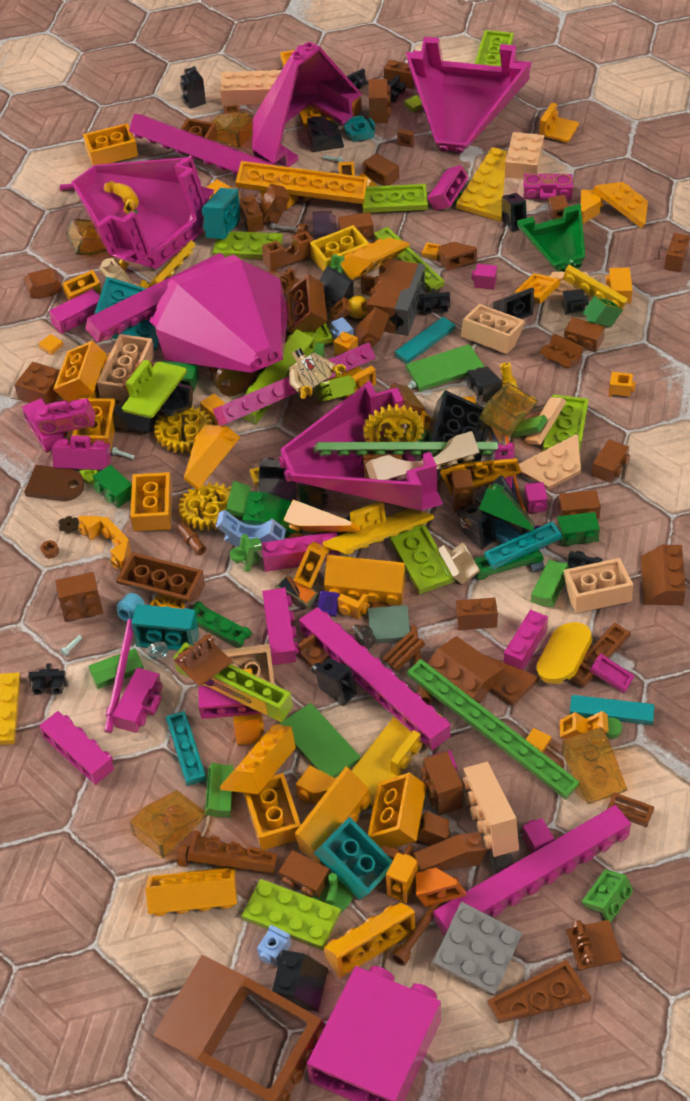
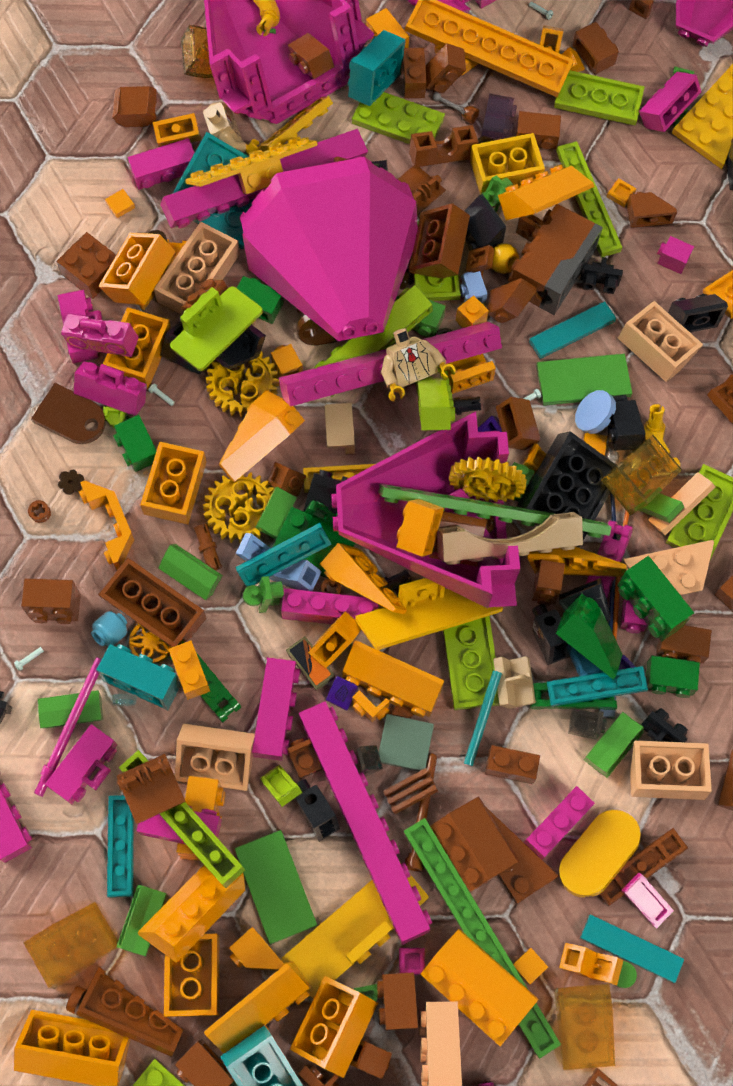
camera: 10 degrees right, 20 degrees up
(150, 290) = (254, 171): none -> yellow bracket
(170, 217) = (310, 56): none -> dark orange piece
(183, 554) = (190, 571): none -> bright green piece
(207, 613) = (189, 670): none -> light orange brick
(239, 475) = (286, 478): none -> dark orange bracket
(253, 519) = (283, 555): none -> teal tile
(269, 436) = (340, 426): none -> tan panel
(278, 488) = (321, 512): none -> green wing
(300, 670) = (280, 785): none -> lime tile
(352, 460) = (419, 527): none -> light orange brick
(443, 590) = (482, 718): none -> teal bar
(460, 380) = (595, 412): none -> light blue tile
(507, 756) = (480, 987): none -> light orange slope
(524, 575) = (587, 723): none -> clear smoke bracket
(545, 474) = (654, 599): none -> green brick

